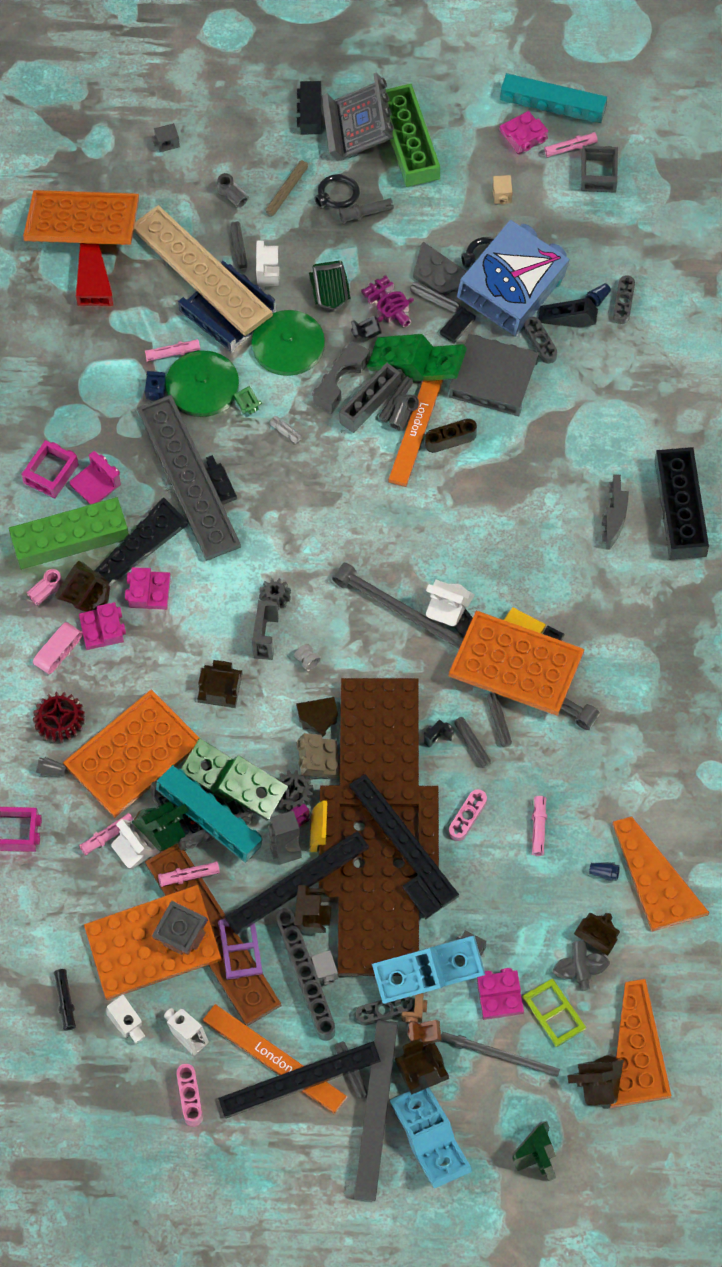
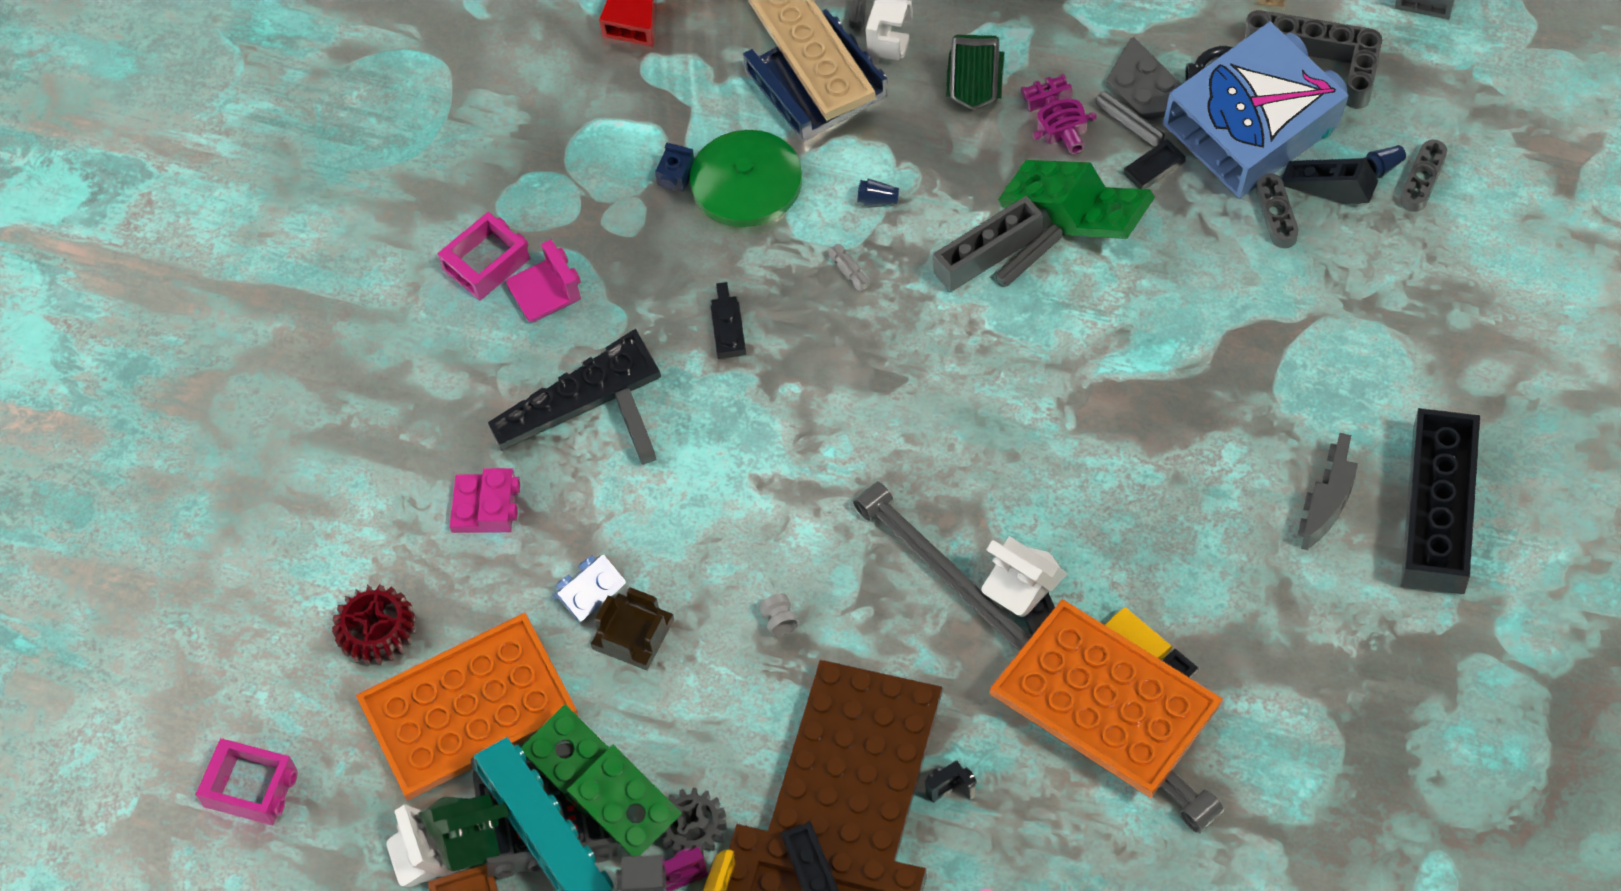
camera: 20 degrees right, 5 degrees down
(45, 588) = (421, 424): bright pink piece -> none
(49, 767) = (335, 699): dark grey cone -> none
(57, 648) = (407, 519): bright pink beam -> none
(68, 533) = (478, 353): bright green brick -> none
(84, 588) = (471, 437): dark brown piece -> none
(99, 839) = (374, 827): bright pink pin -> none
(148, 589) = (570, 459): dark pink plate -> none
(172, 350) = (716, 122): bright pink pin -> none
(182, 559) = (635, 426): none -> dark grey beam
(184, 665) = (589, 586): none -> bracket
(189, 478) = (683, 311): dark grey plate -> none
(247, 400) = (803, 214): green bracket -> none
(263, 645) = (729, 532): dark grey panel -> none
(276, 587) = (747, 508): dark grey gear -> none
(288, 343) = (891, 142): green dish -> none
(289, 377) = (876, 193): none -> dark blue cone
(318, 714) = (769, 709): dark brown slope -> none
(318, 756) = (747, 776): dark tan plate -> none
(352, 360) = (978, 185): dark grey arch -> none
(366, 329) = (1012, 145): black bracket -> none
(404, 406) = (1036, 269): dark grey piece -> none
(415, 433) = (1045, 309): orange tile -> none
(444, 441) = (1109, 315): dark brown beam -> none
(472, 742) = (1003, 810): dark grey axle -> none
(494, 375) = (1188, 247): dark grey panel -> none
(499, 719) = (1056, 783): dark grey axle -> none
(545, 225) = (1333, 42): none -> dark grey beam

